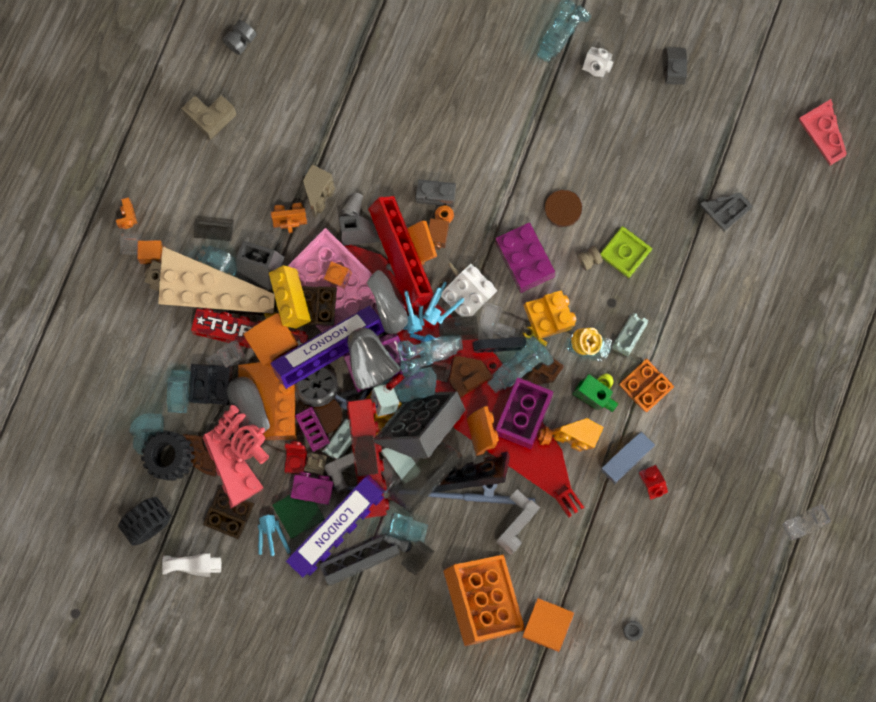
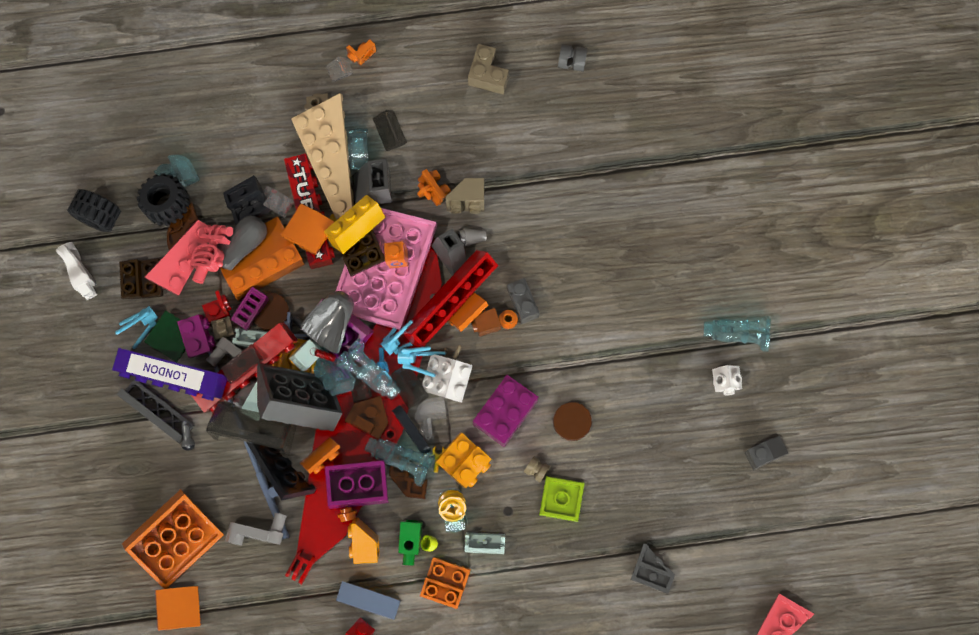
camera: 60 degrees right, 0 degrees up
(150, 251) = (336, 85): orange brick -> none
(178, 391) = (225, 177): clear light blue brick -> none
(317, 396) = (302, 291): dark grey wheel -> none
(323, 348) = (322, 277): dark purple brick -> none
(389, 308) = (391, 308): dark grey hair -> none
(406, 528) = (202, 441): clear light blue brick -> none
(417, 557) = (180, 460): clear smoke bracket -> none

